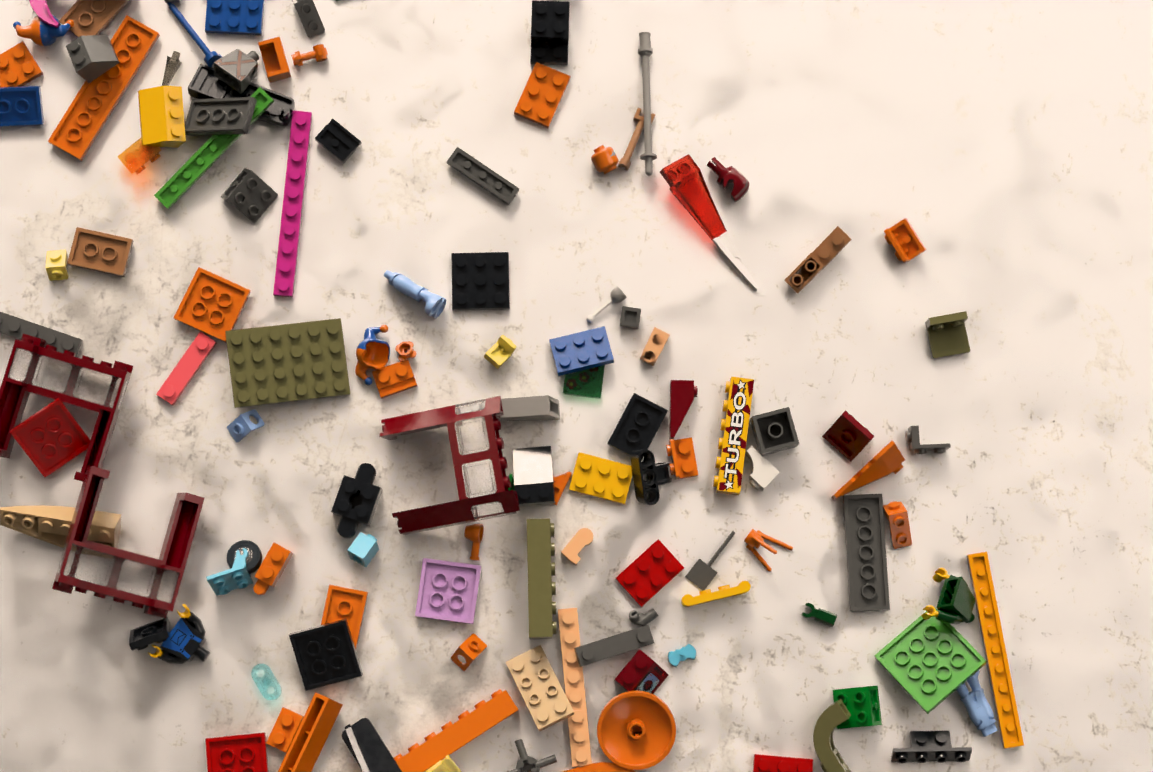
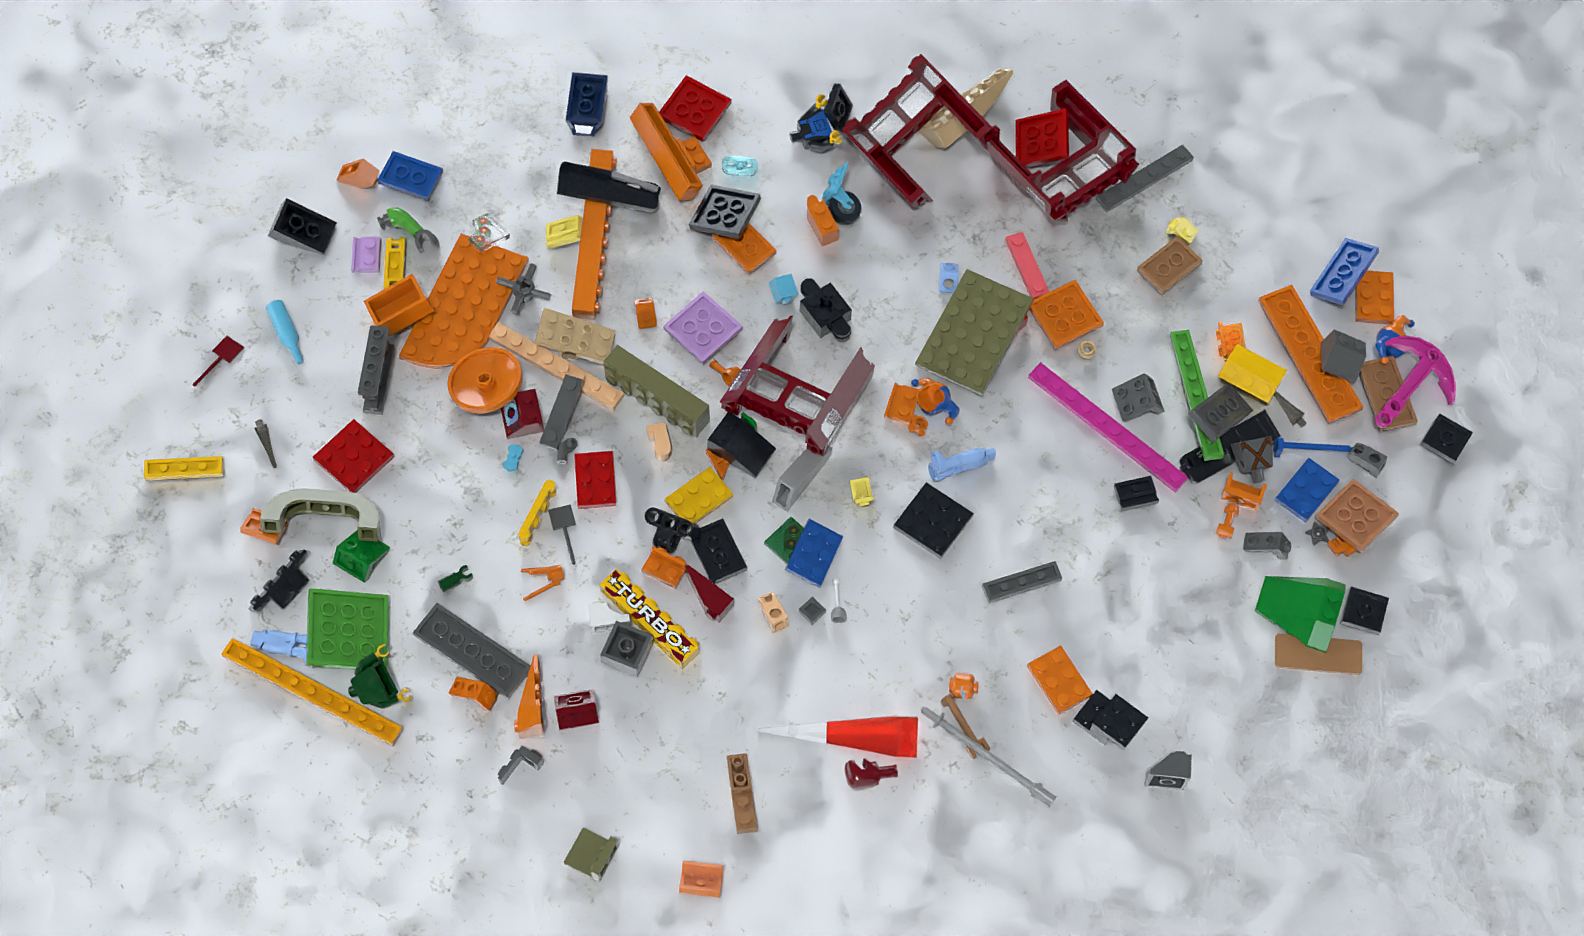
camera: 130 degrees right, 15 degrees down
(226, 265) = (1087, 345): none -> tan plate

